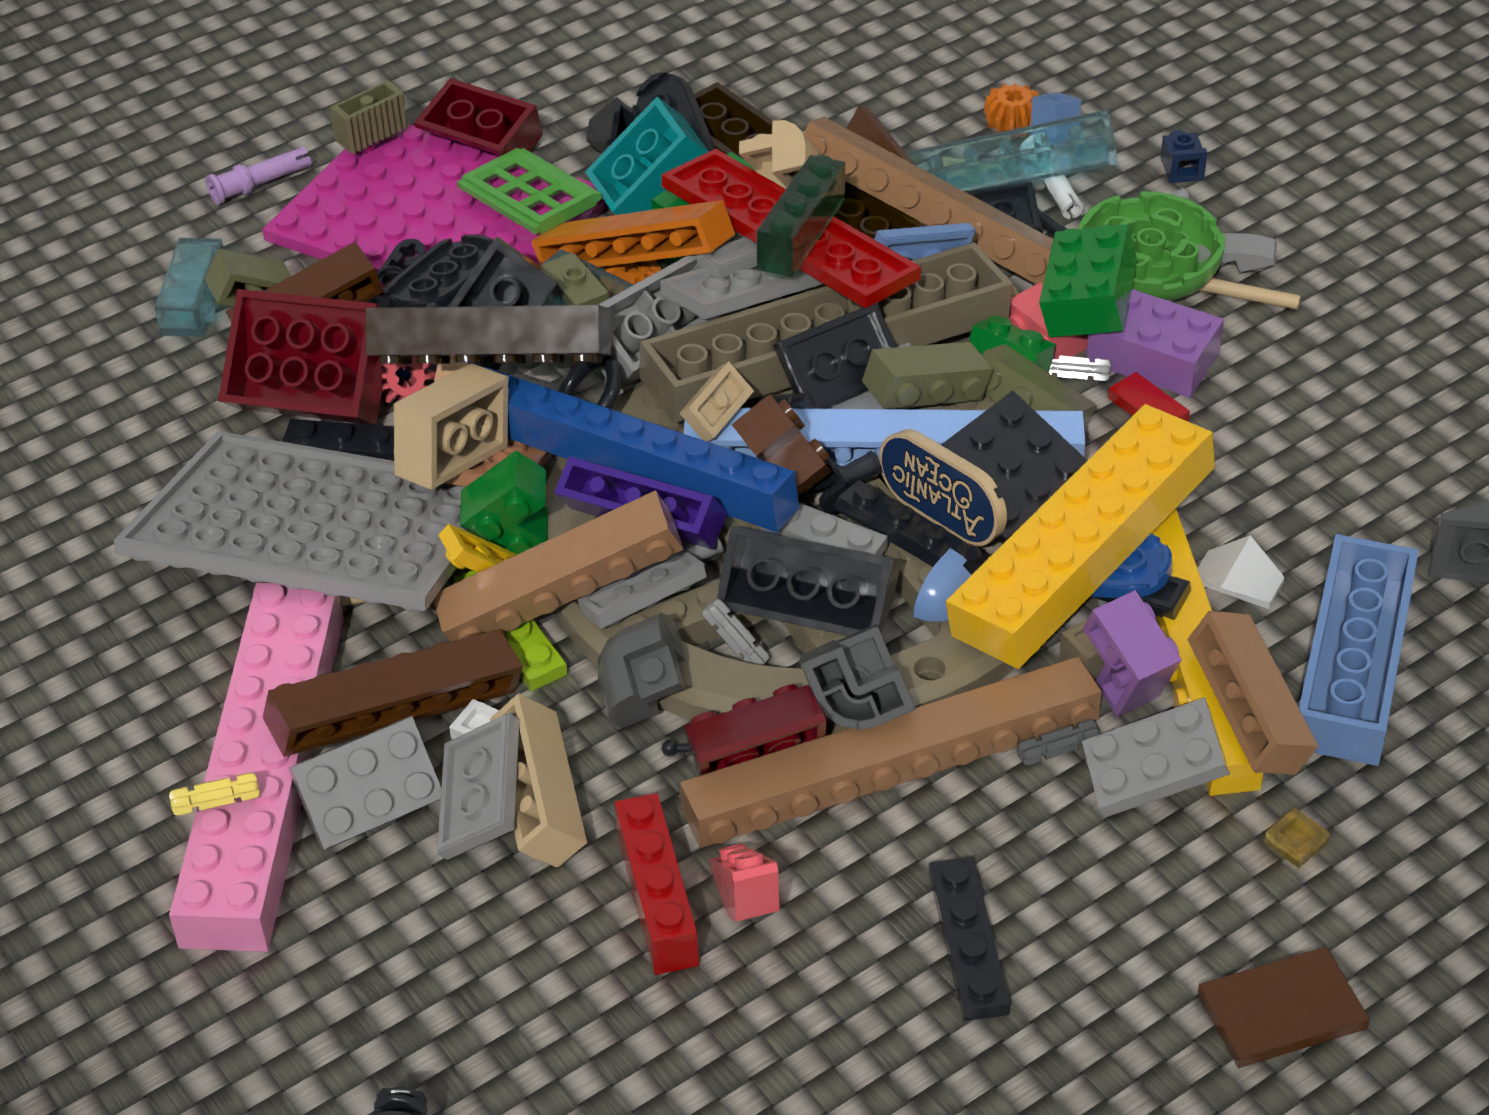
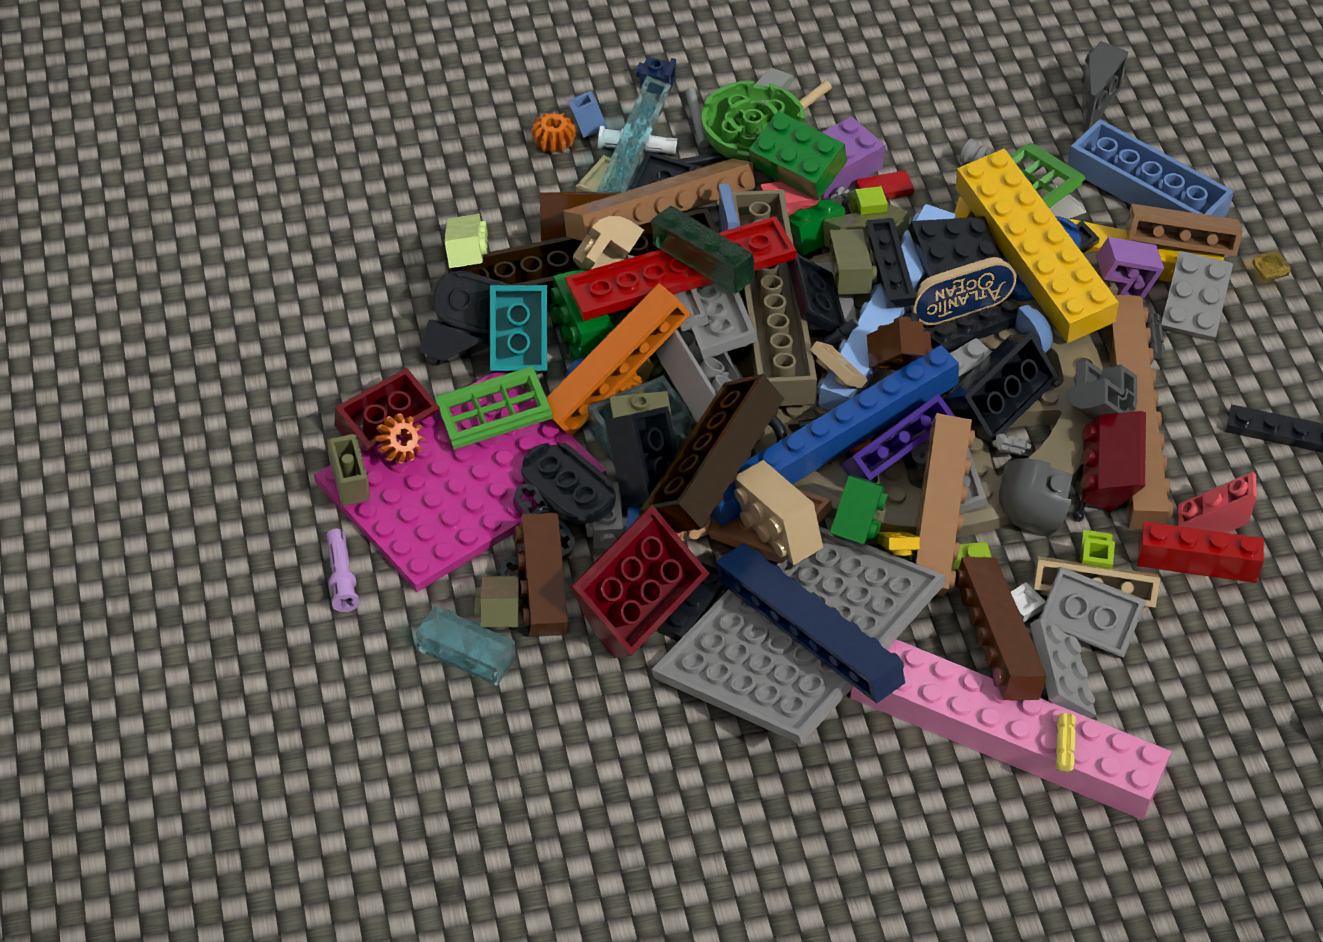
camera: 70 degrees left, 5 degrees up
(286, 509) = (811, 623): none -> dark blue brick
(431, 134) = (398, 450): none -> orange gear
(602, 780) = (1097, 549): none -> lime slope
(753, 81) = (466, 240): none -> yellowish green brick
(934, 398) = (890, 263): none -> black plate
(1076, 373) = (868, 200): none -> lime slope
(1247, 520) = (1072, 177): none -> bright green piece
(1271, 465) = (973, 152): none -> light grey wheel

